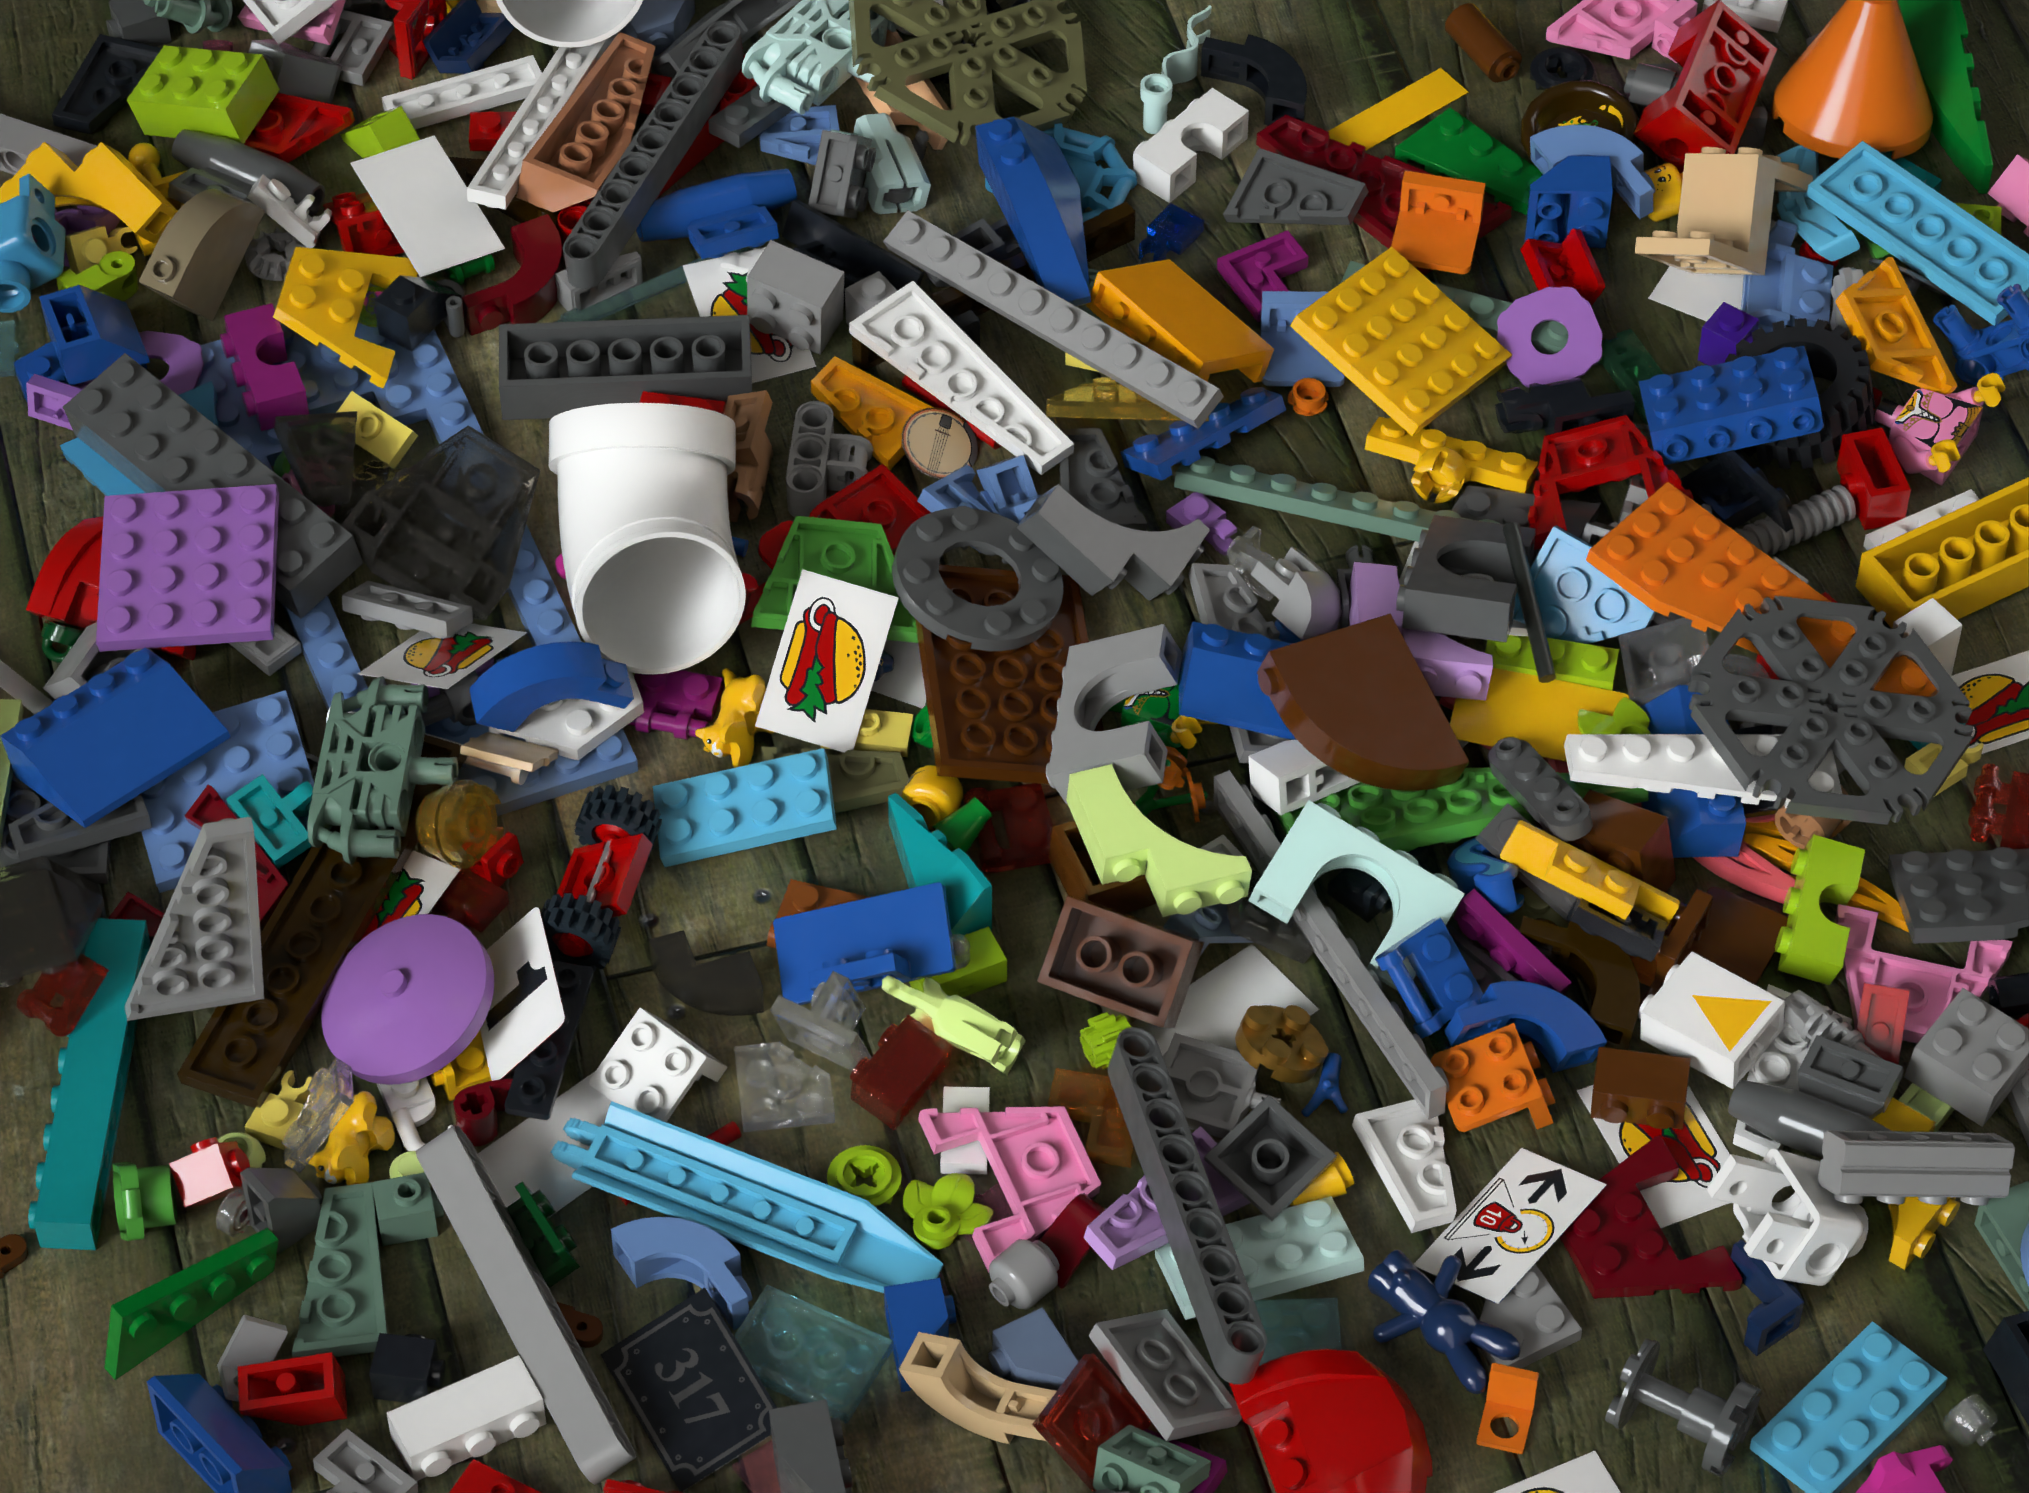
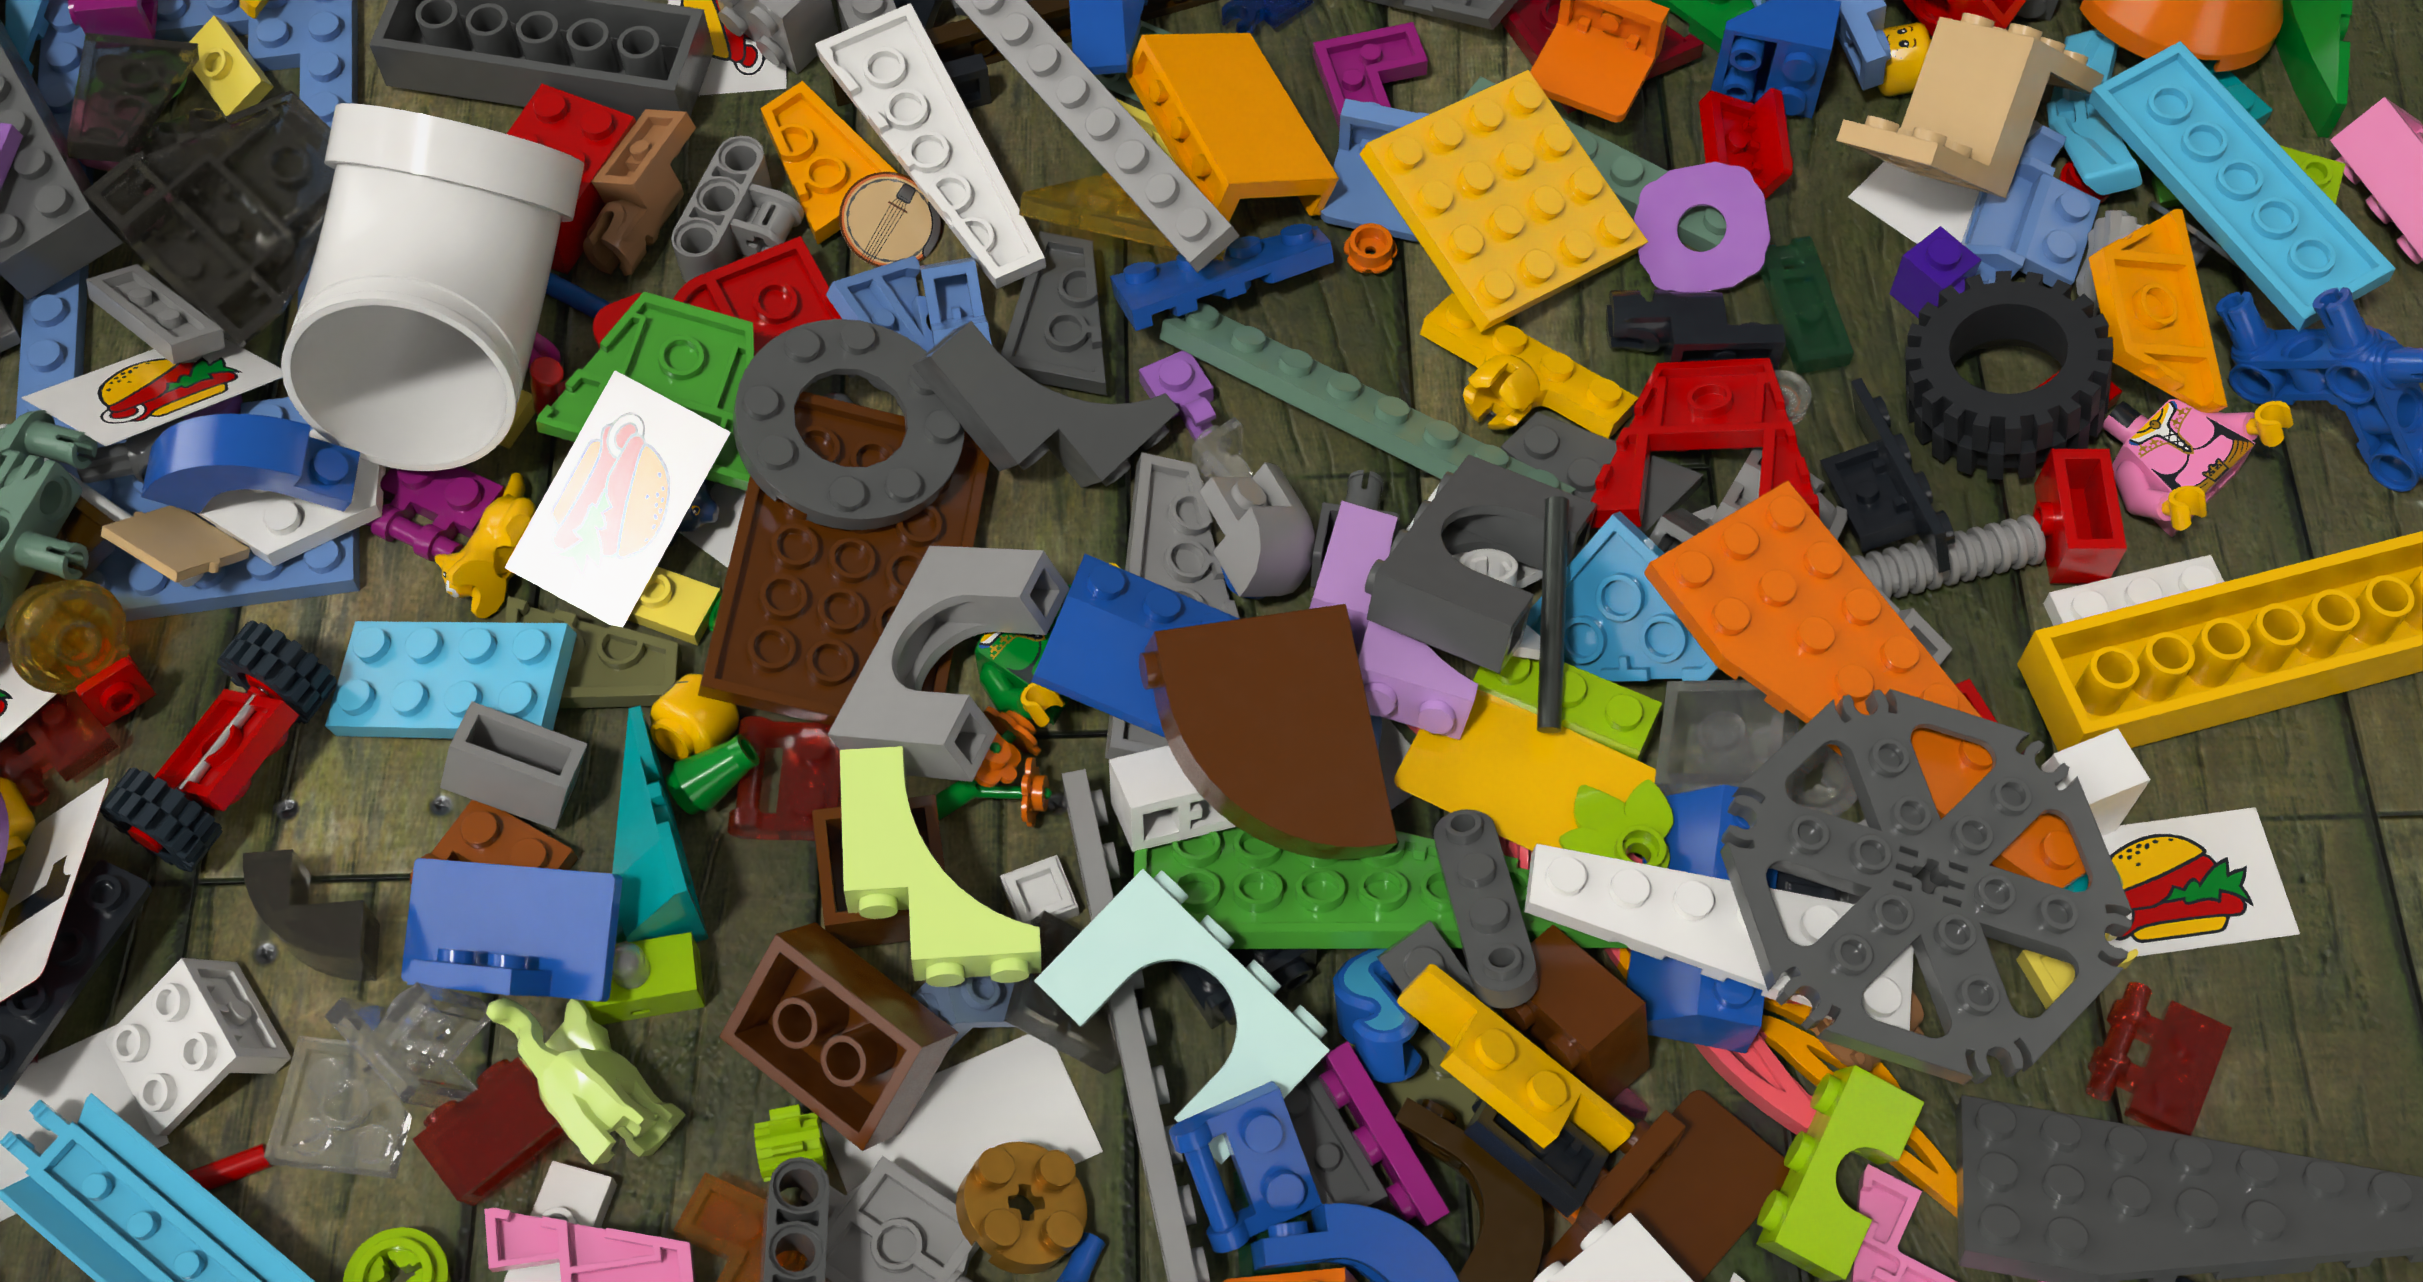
camera: 15 degrees right, 10 degrees up
(819, 848) = (513, 765): none -> light grey brick
(1732, 405) = (1910, 378): blue bracket -> none

